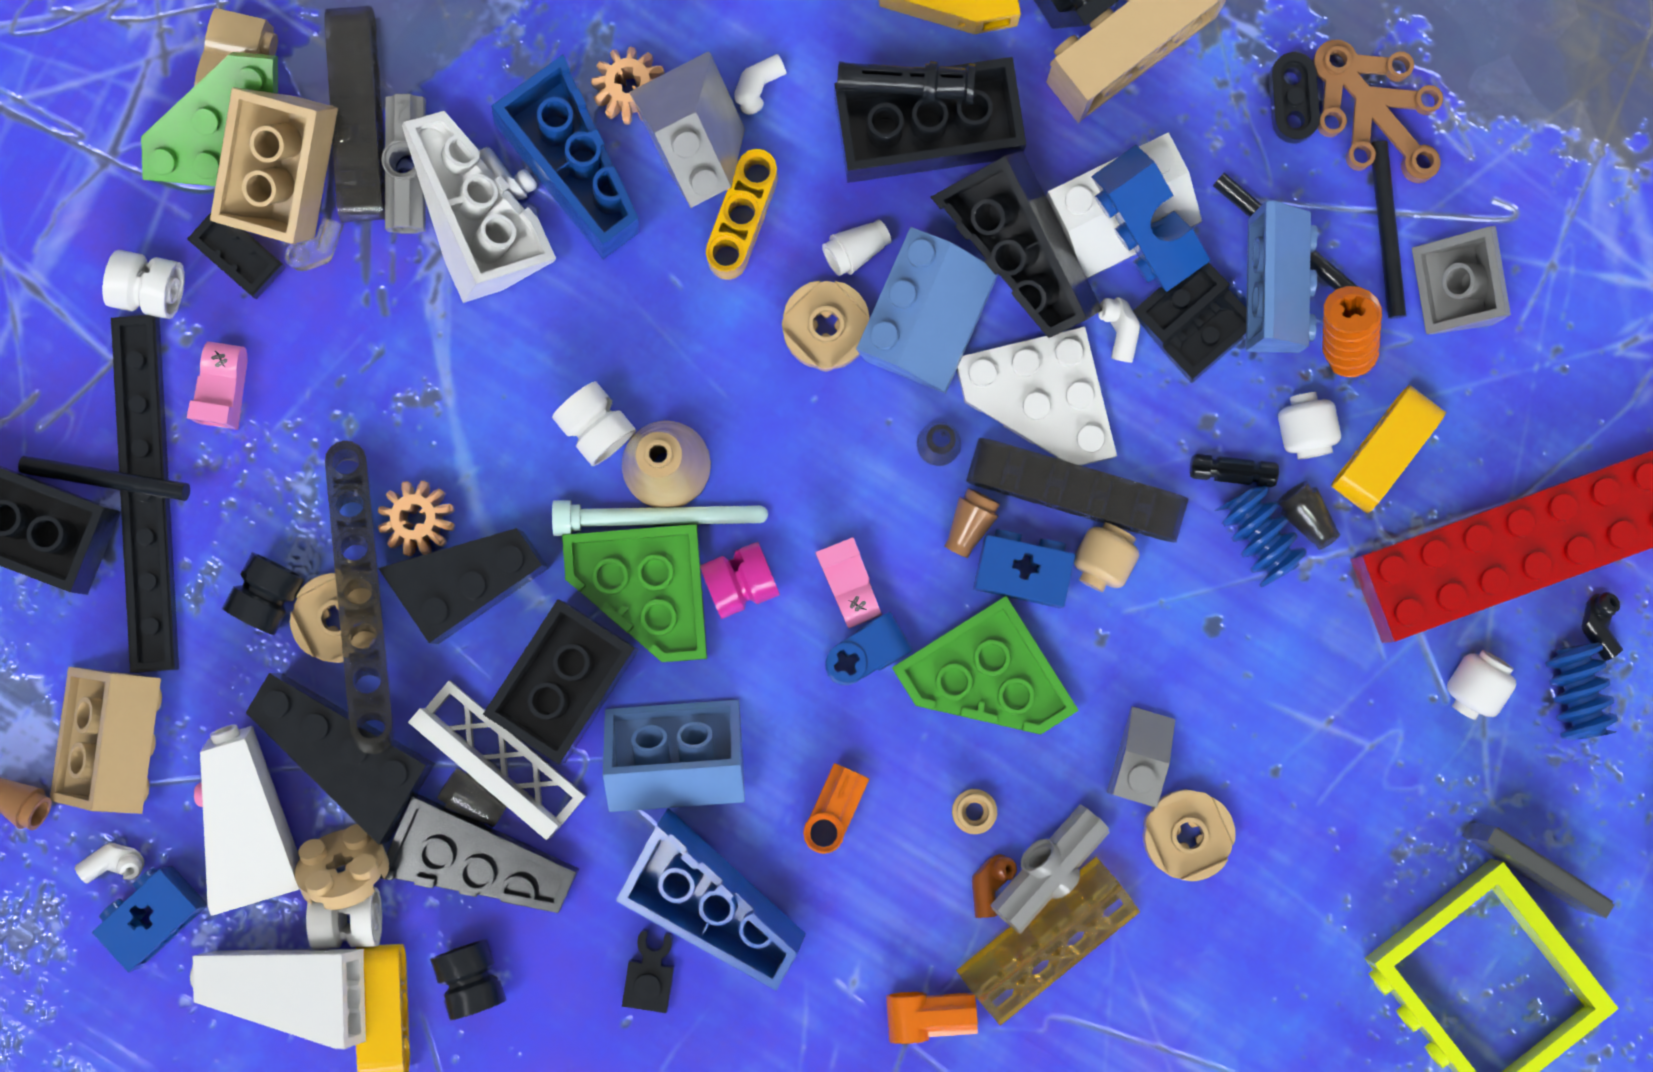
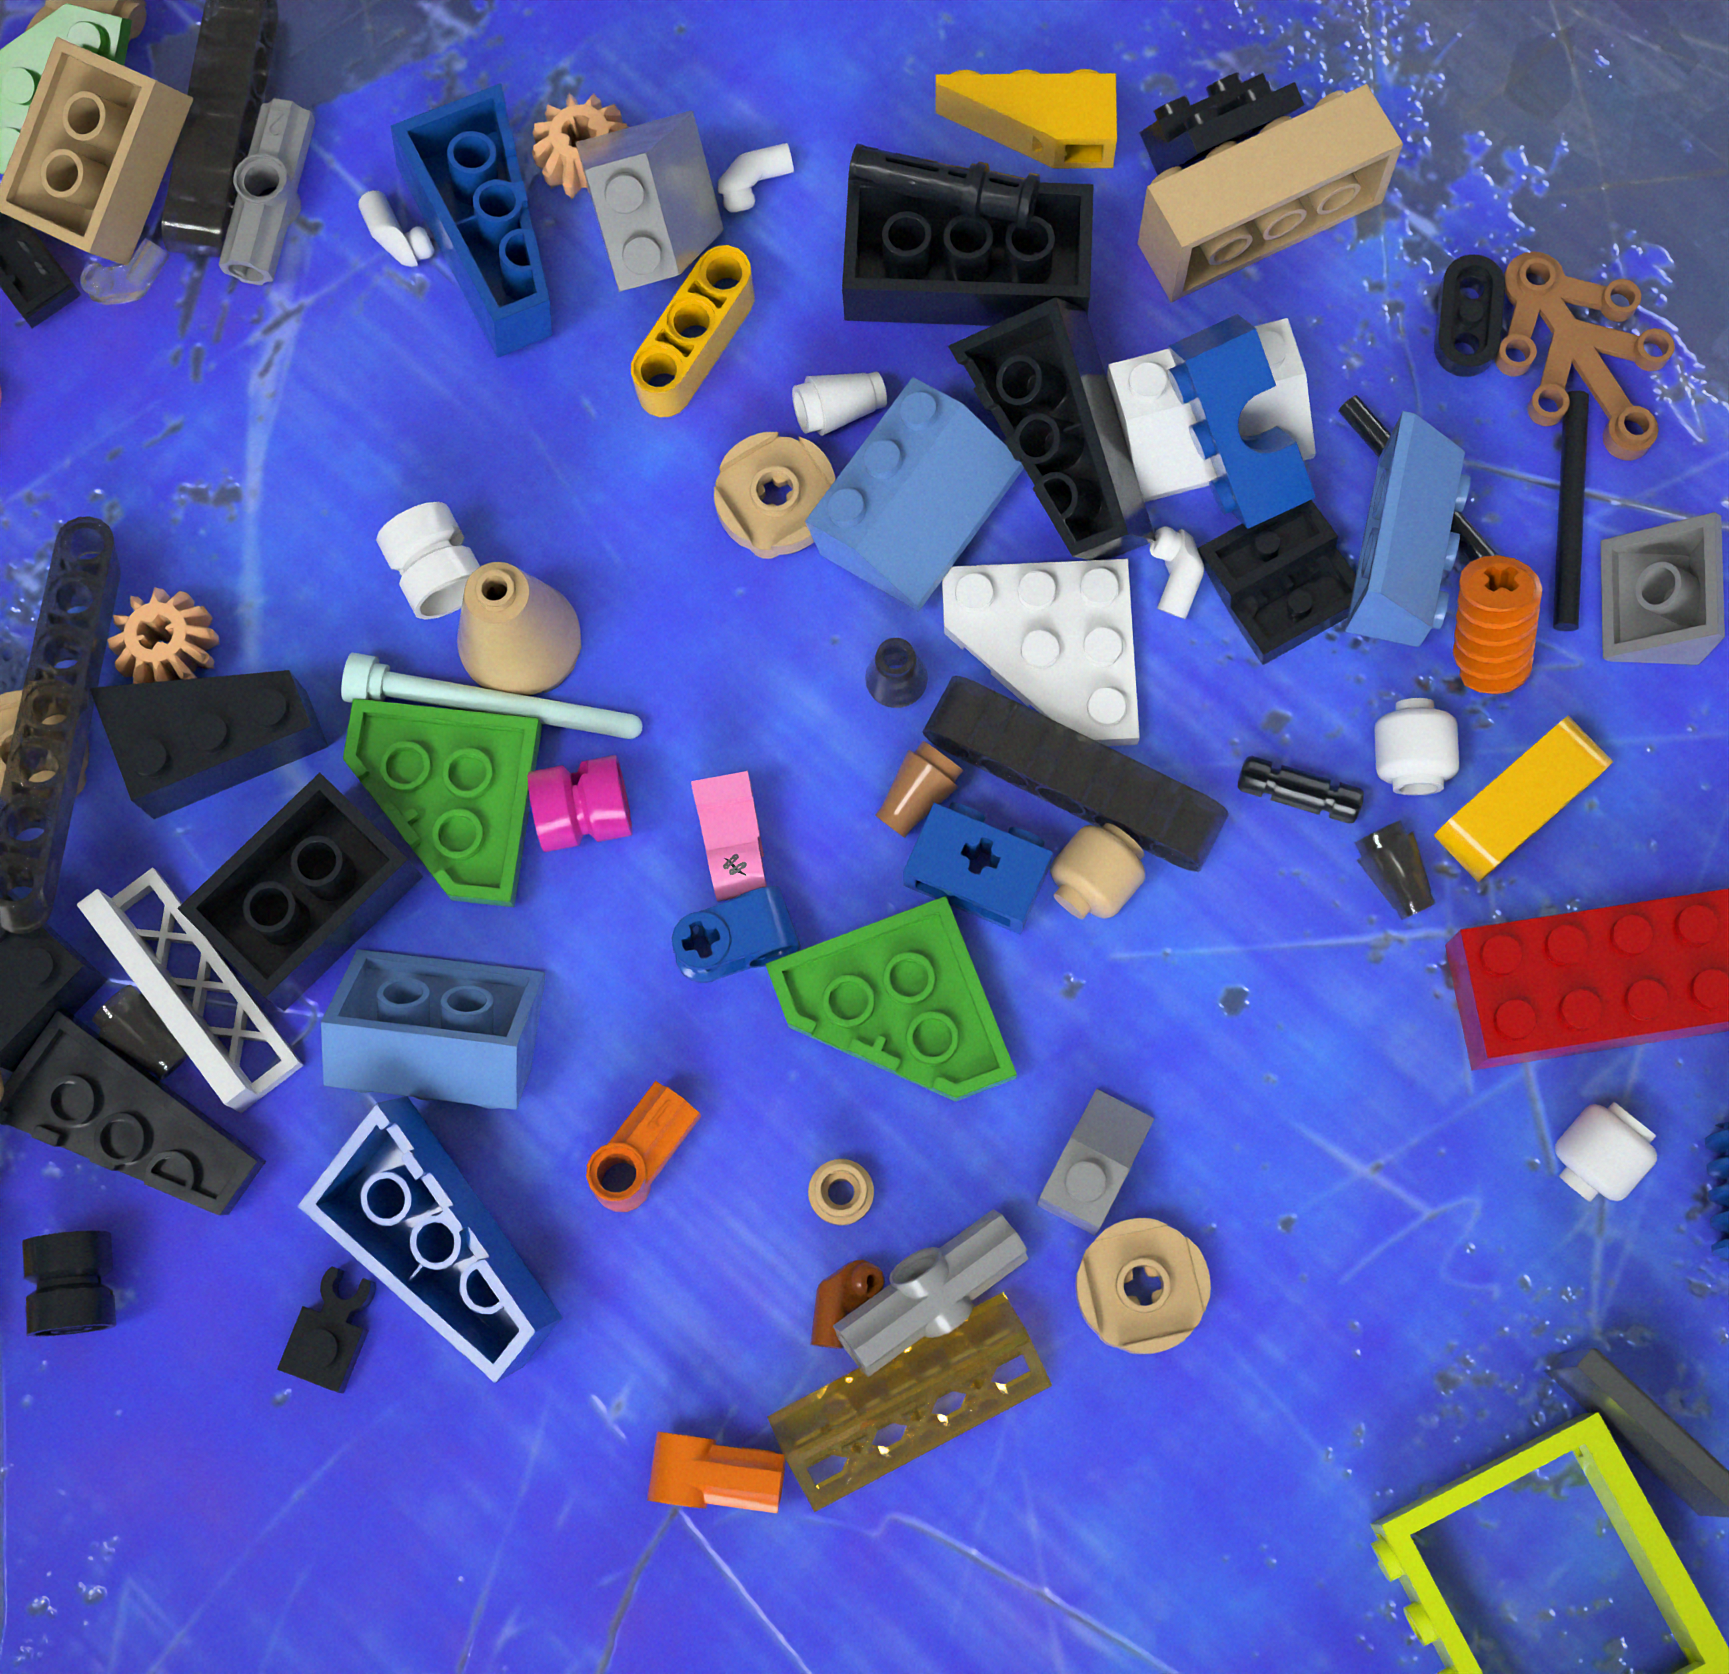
camera: 15 degrees right, 10 degrees down
(477, 221) = (341, 277): white wedge -> none
(1263, 534) = (1322, 880): blue piece -> none

